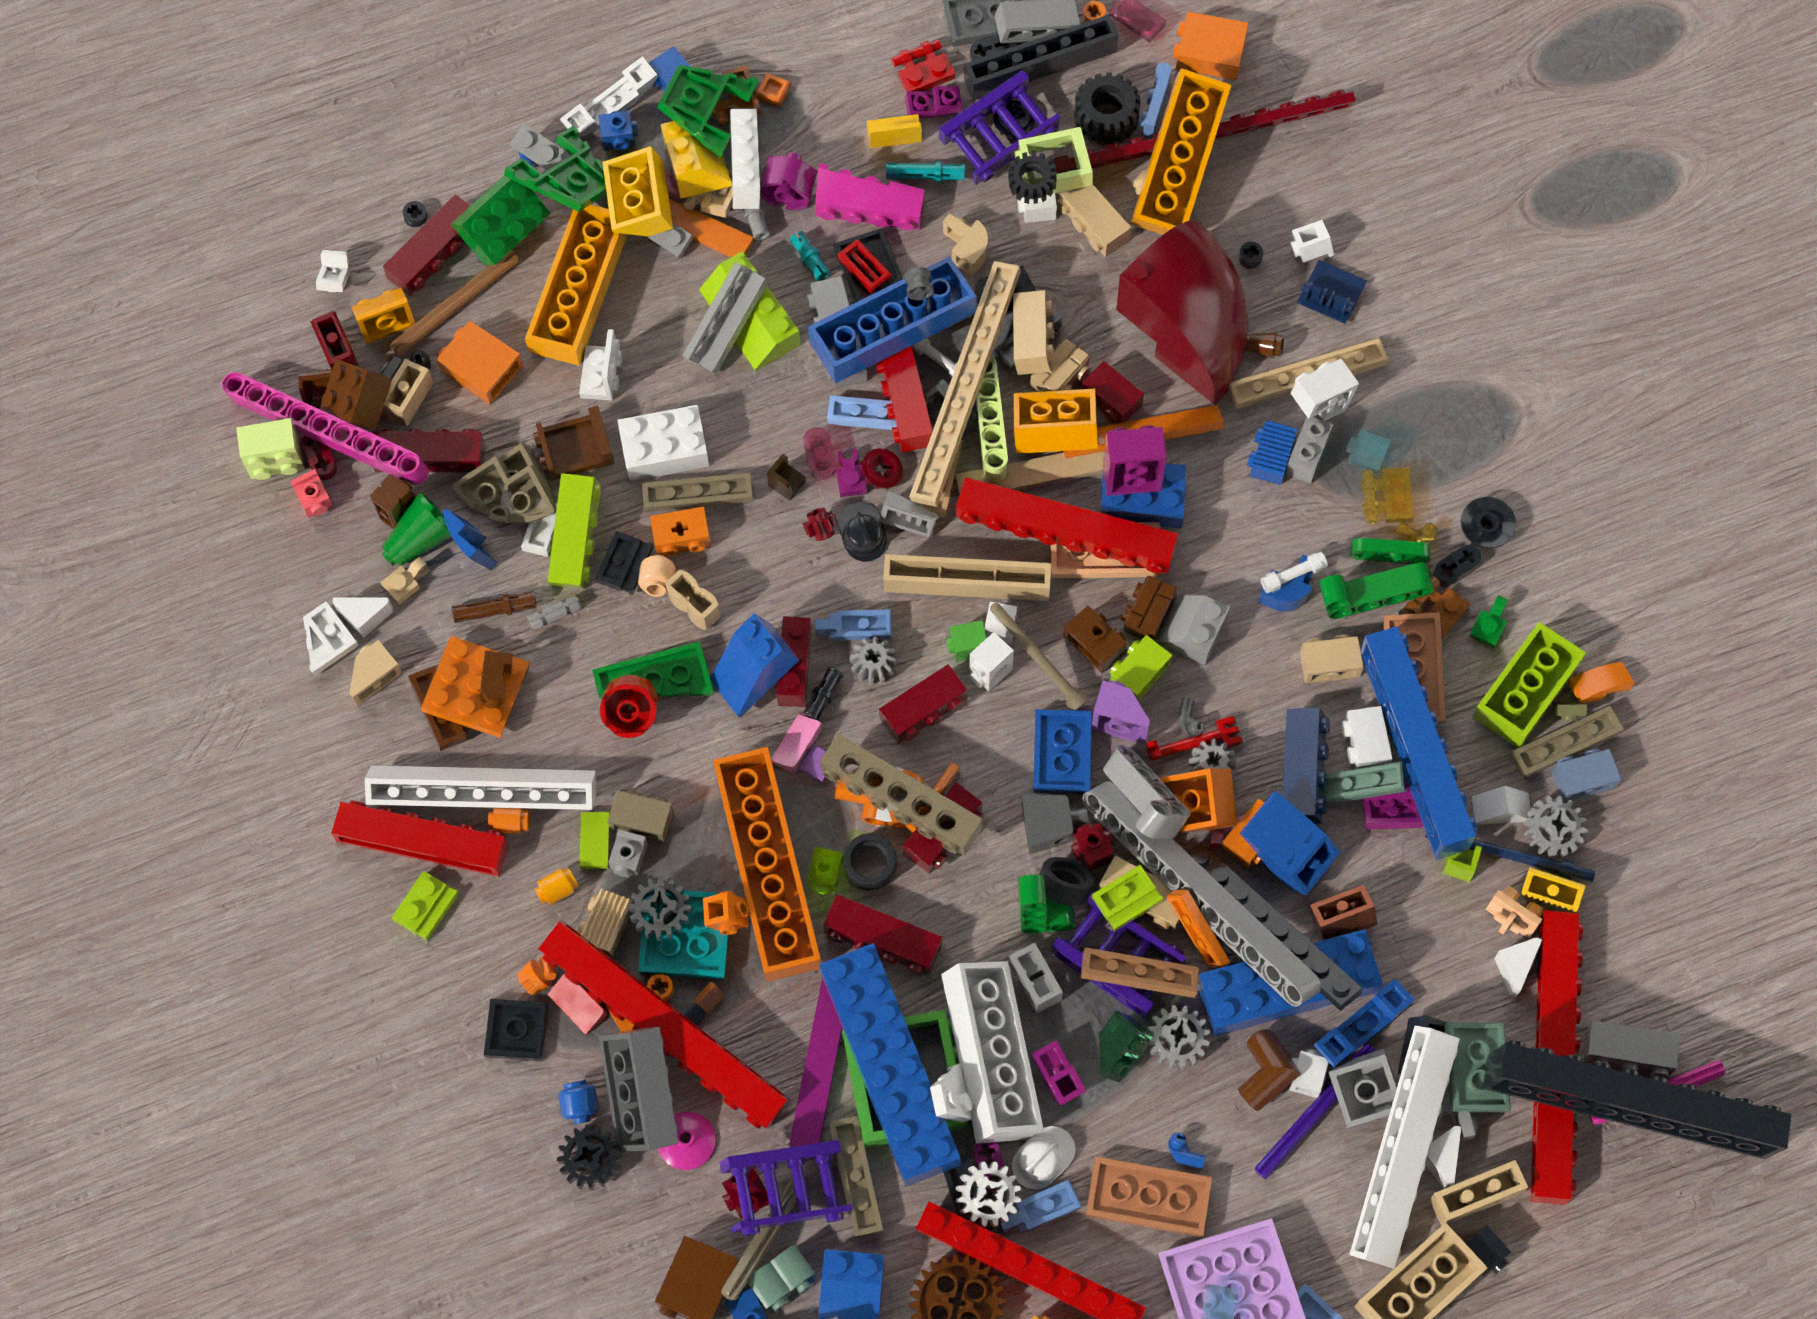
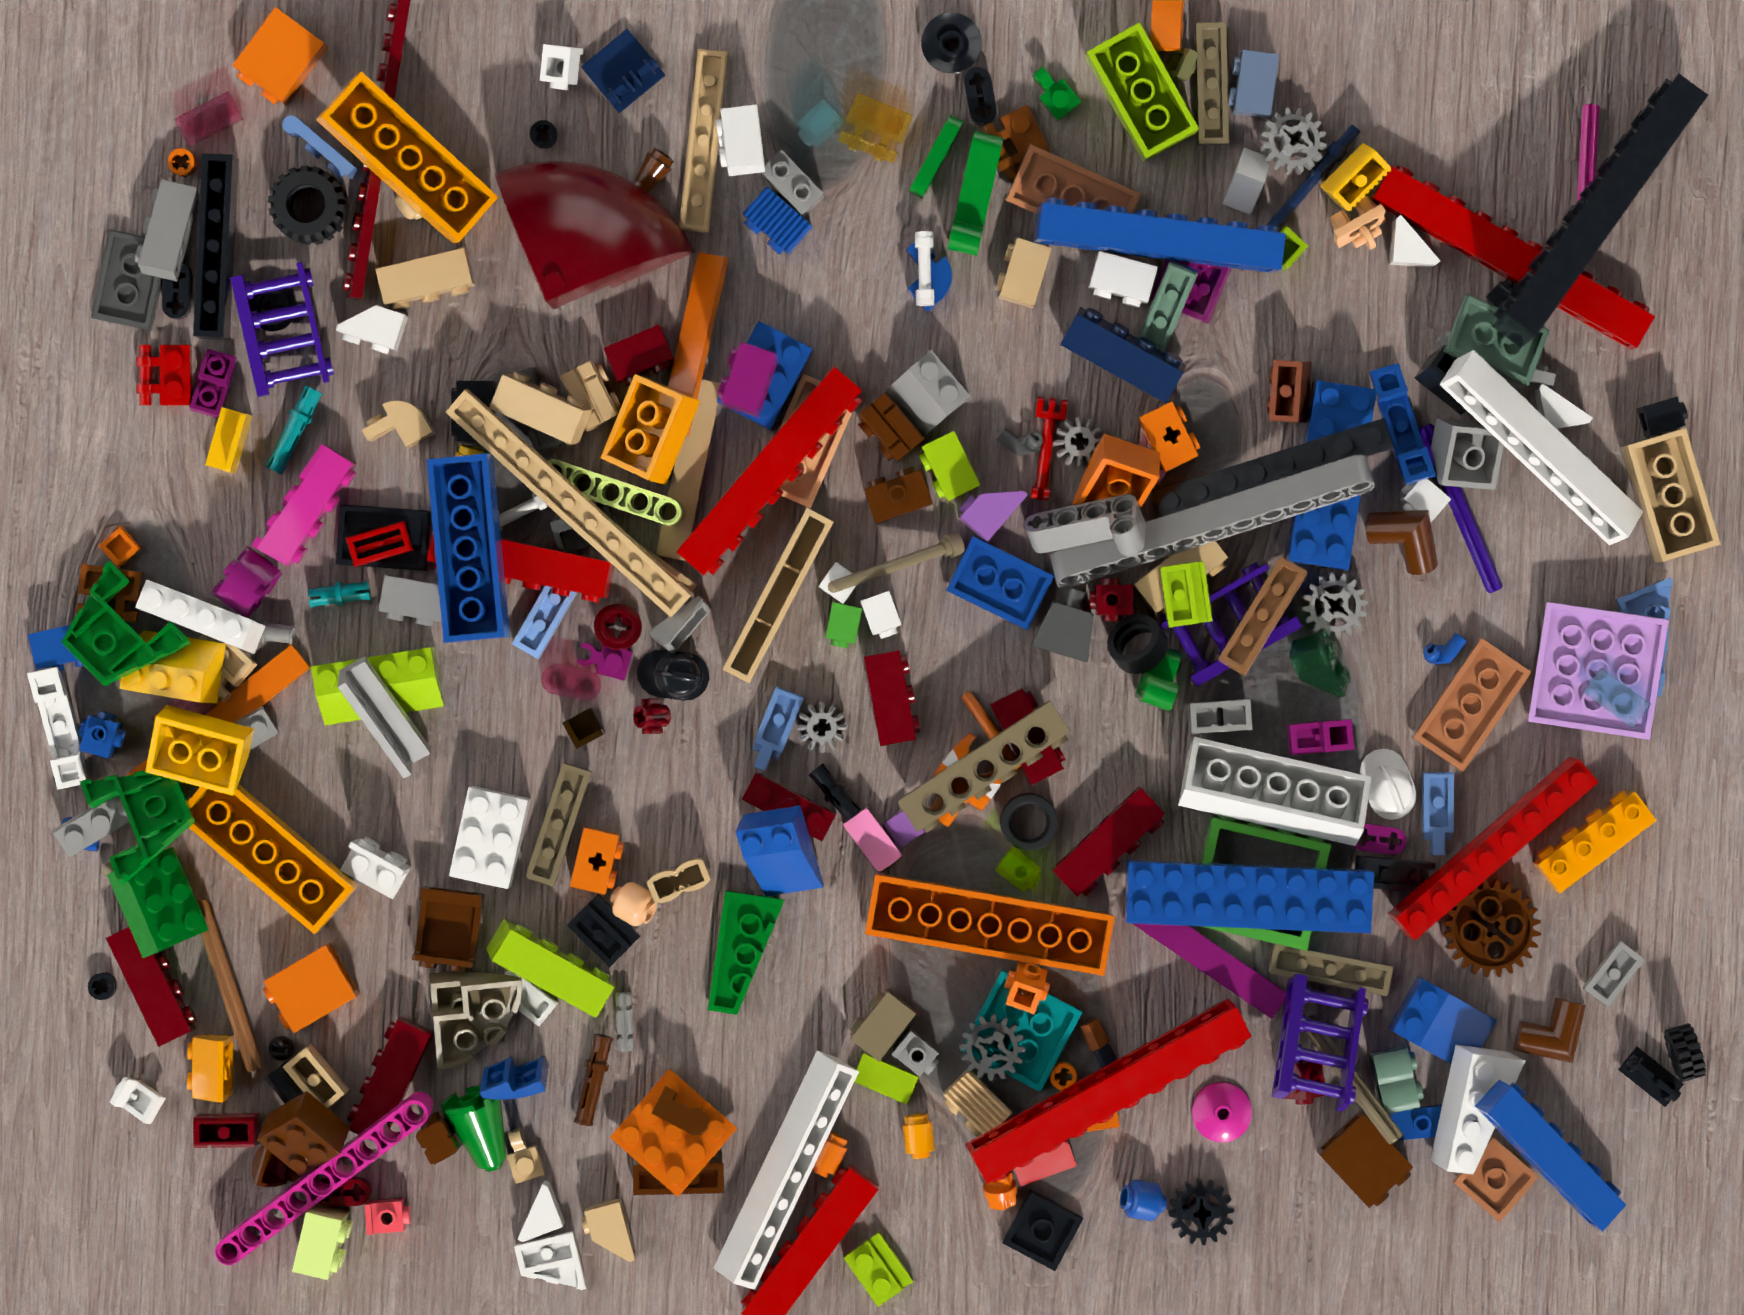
camera: 70 degrees left, 20 degrees up
(615, 713) = (768, 991): red brick -> none
(638, 1089) = (1163, 1141): dark grey slope -> none
(919, 283) = (450, 508): dark grey wheel -> none
(951, 1096) = (1309, 853): white wing -> none
(981, 1183) = (1406, 843): white gear -> none
(1032, 191) = (357, 323): black tyre -> none
(1068, 180) = (364, 264): yellowish green window -> none
(1198, 929) = (1244, 539): orange tile -> none
(1289, 844) = (1201, 410): blue slope -> none
(1426, 534) = (931, 118): clear yellow arm -> none
(1478, 1193) = (1609, 397): tan brick -> none
(1632, 1048) = (1538, 182): light grey brick -> none

